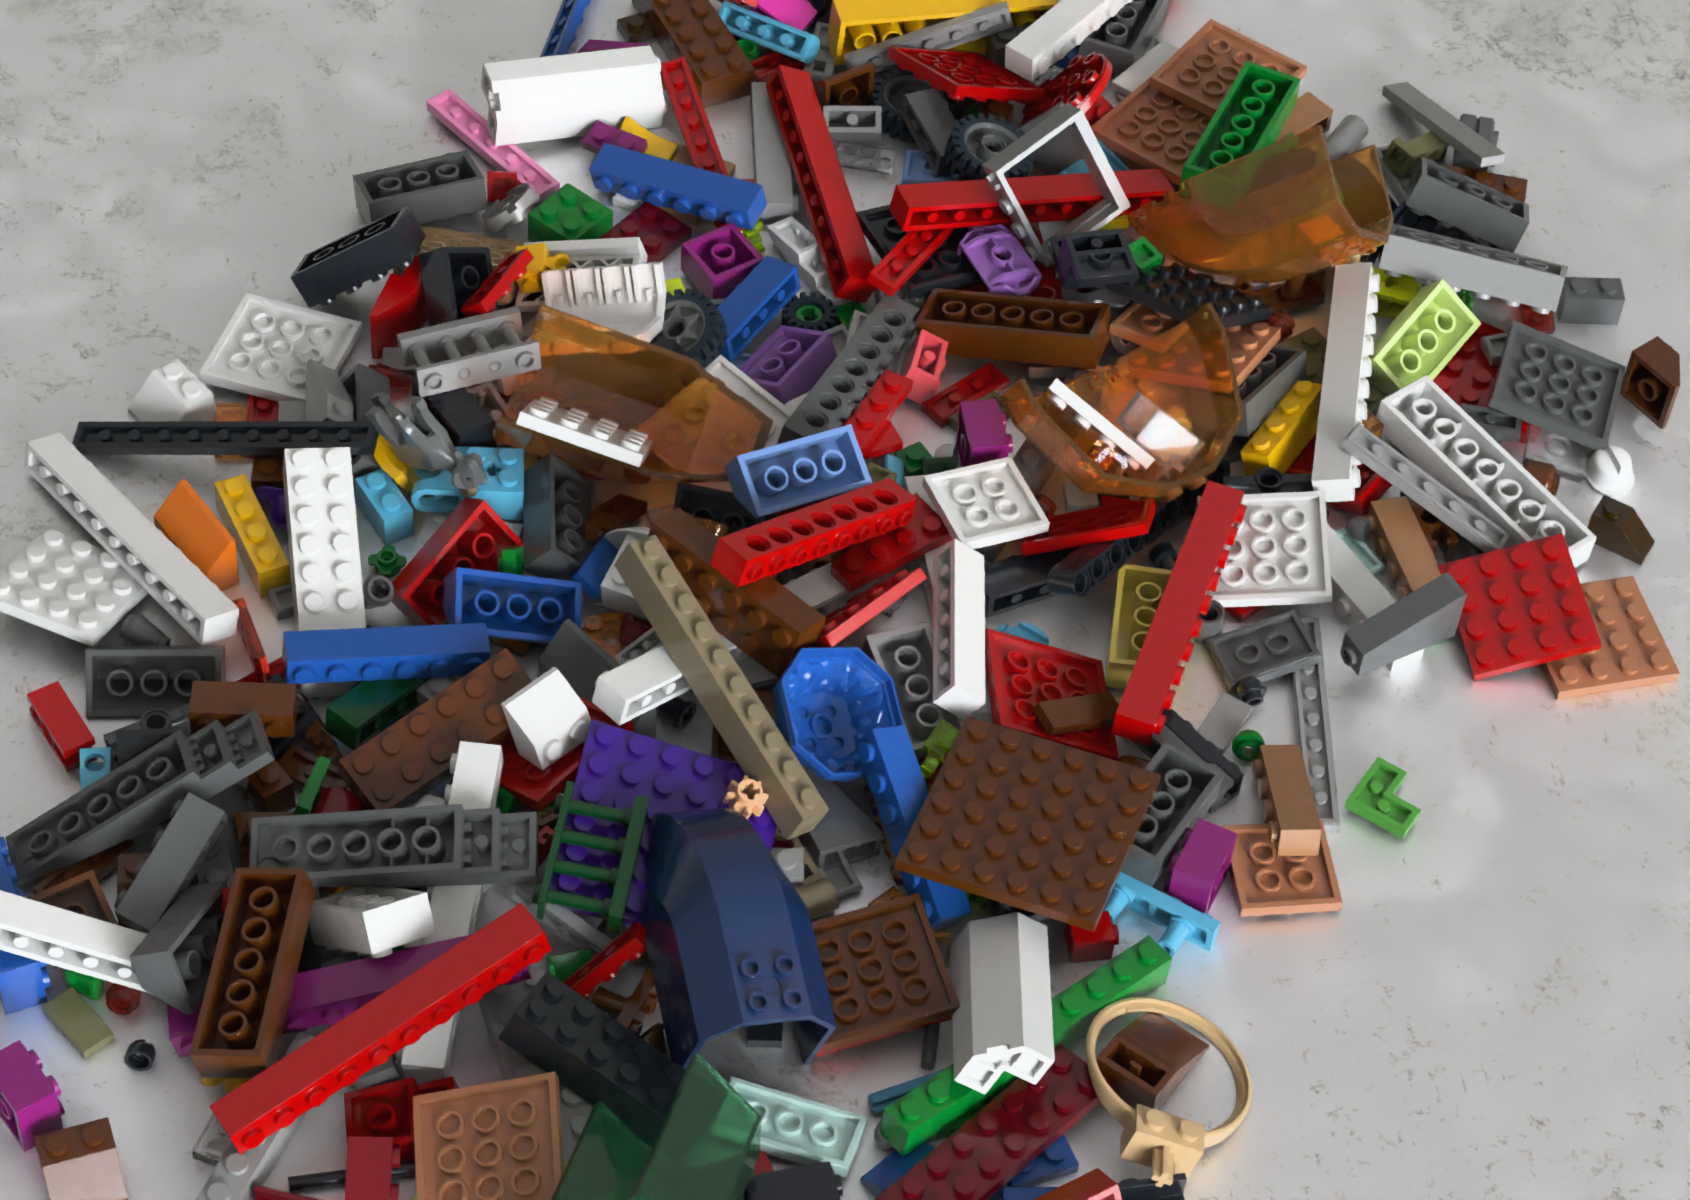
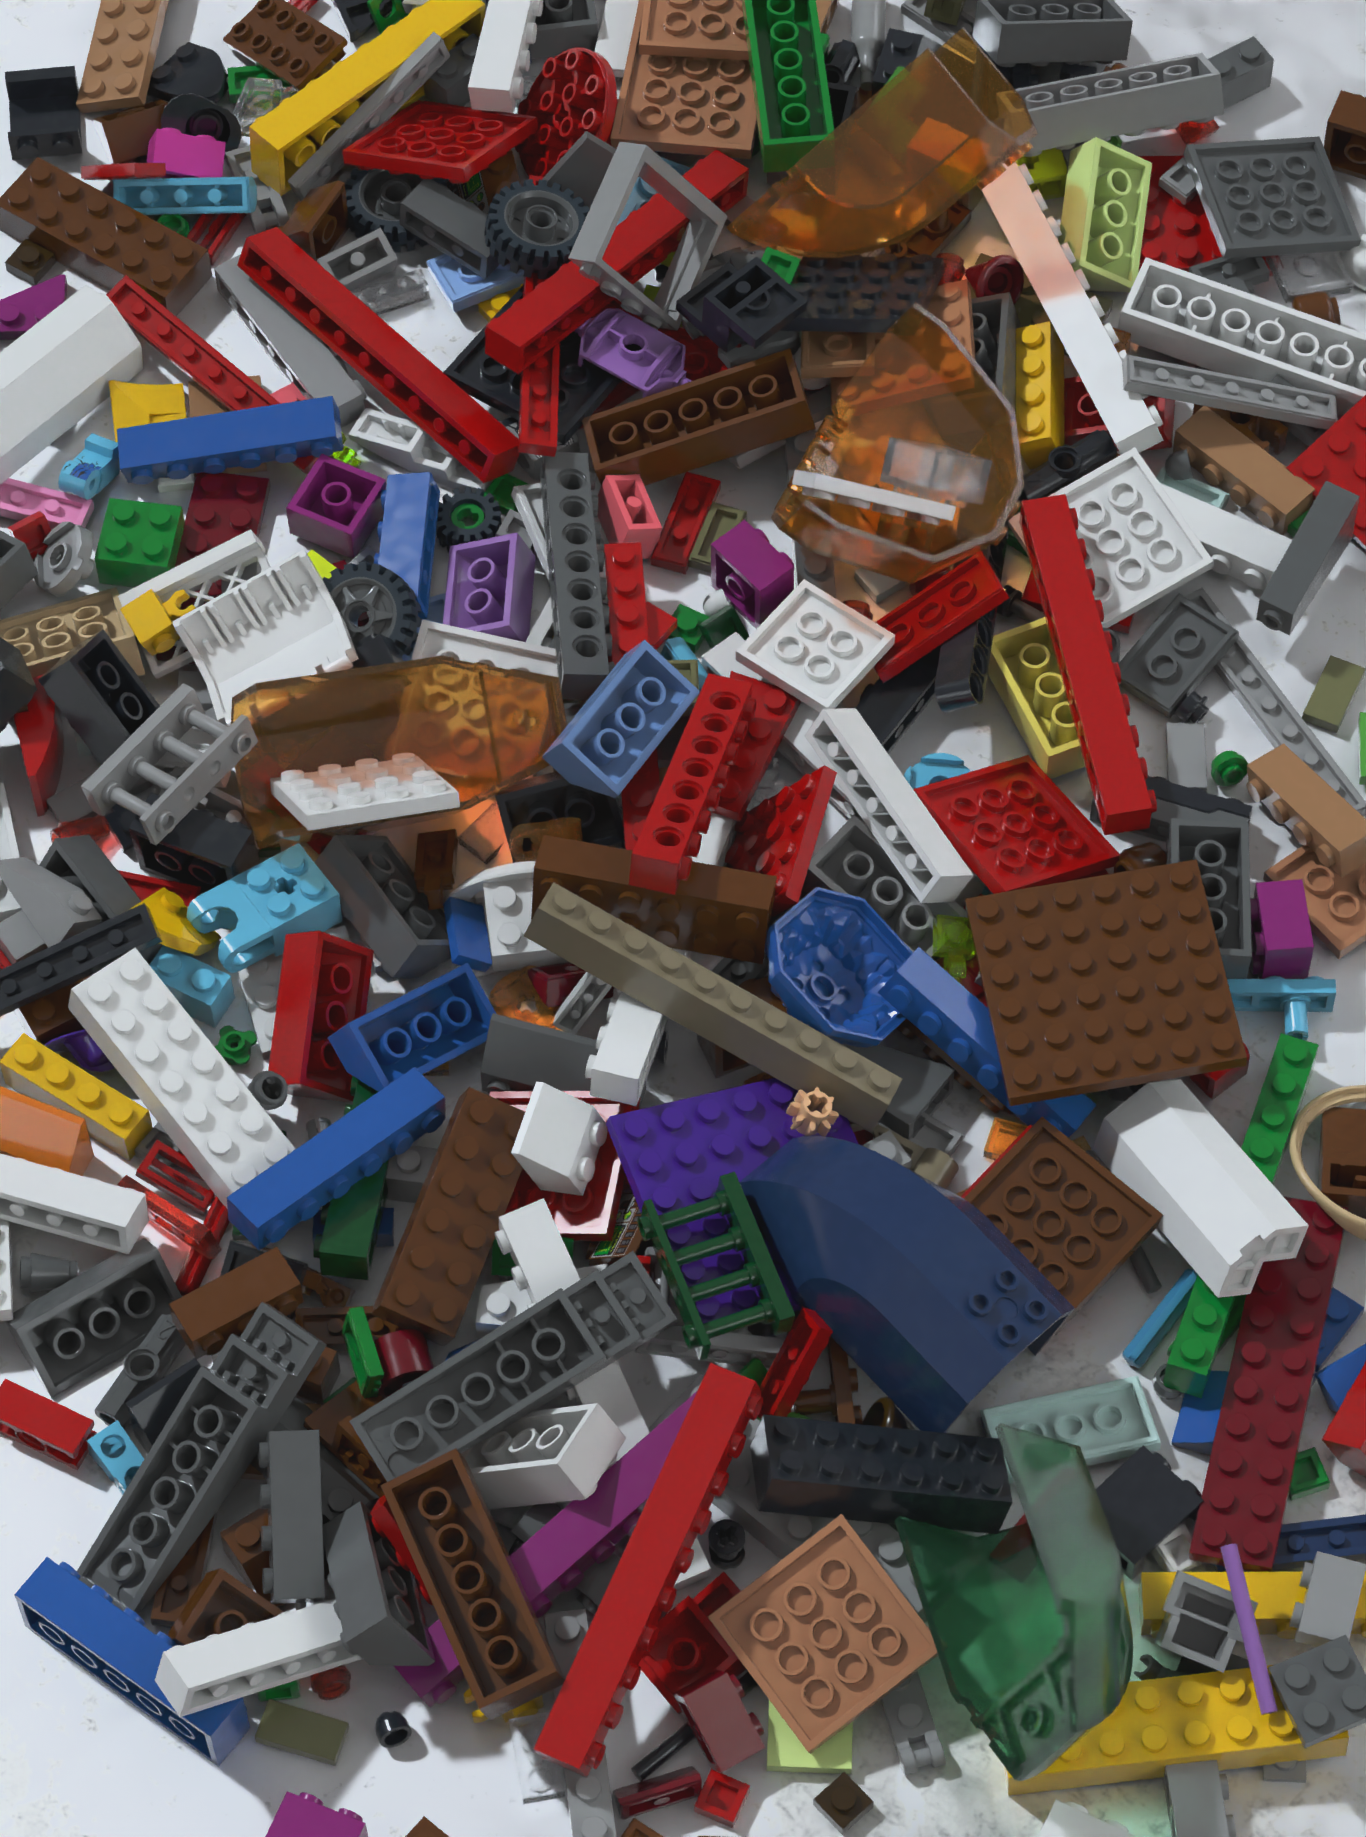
camera: 25 degrees left, 10 degrees up
(266, 620) = (169, 1188): none -> red tile
(425, 442) = (213, 899): dark grey animal -> none
(477, 1061) = (723, 1533): none -> black bush
(497, 283) = (139, 666): red plate -> none
(511, 560) = (378, 981): green plate -> none
(570, 164) = (91, 468): none -> medium azure leg
(604, 133) = (107, 417): magenta plate -> none
(1077, 713) = (1058, 830): reddish brown tile -> none
(1309, 337) = (997, 276): none -> dark red hat
(1369, 737) = (1333, 694): none -> olive tile

